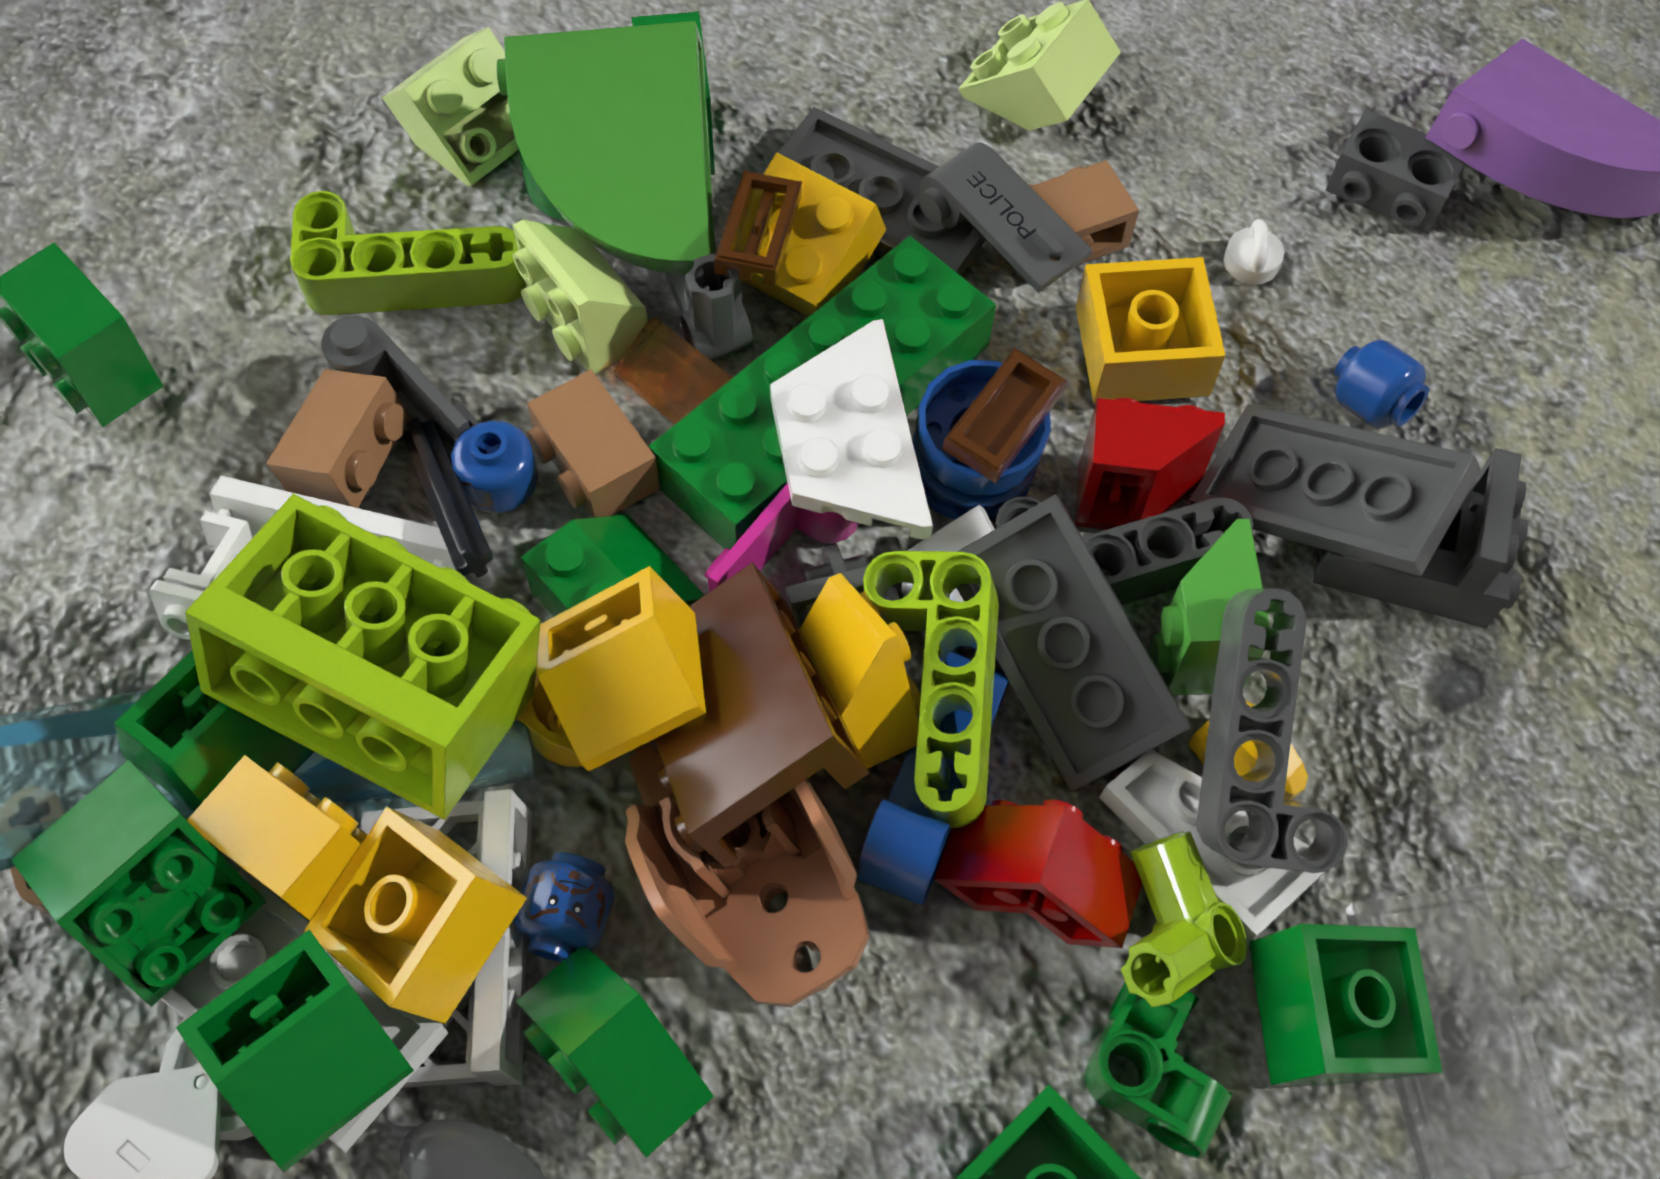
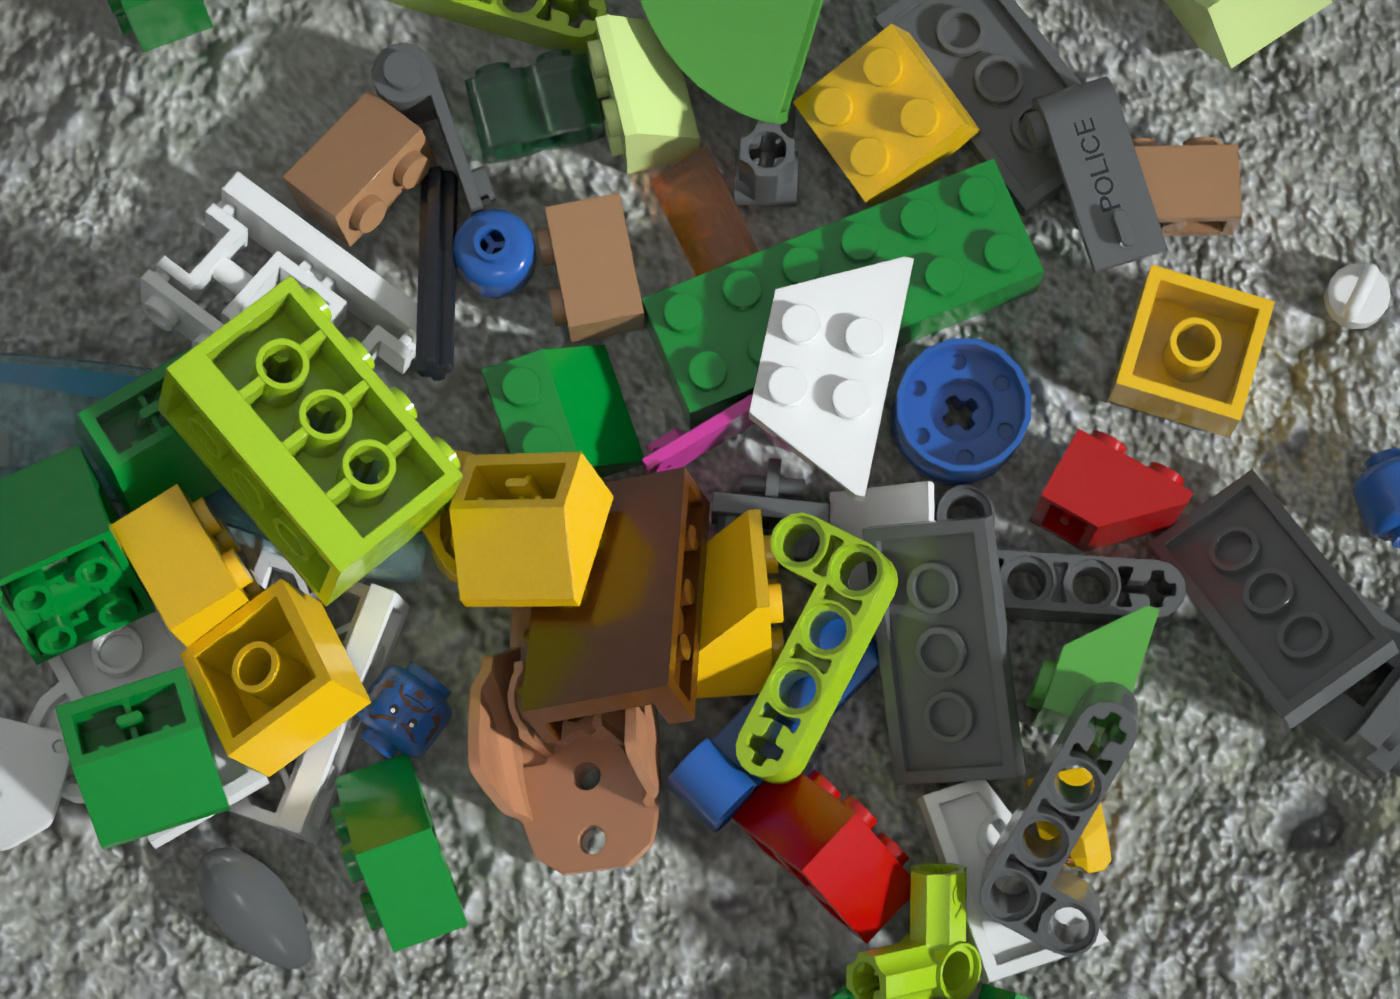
camera: 25 degrees right, 15 degrees up
(485, 343) = (534, 106): none -> clear green brick
(749, 261) = (804, 154): reddish brown tile -> none
(1004, 415) = (981, 412): reddish brown tile -> none

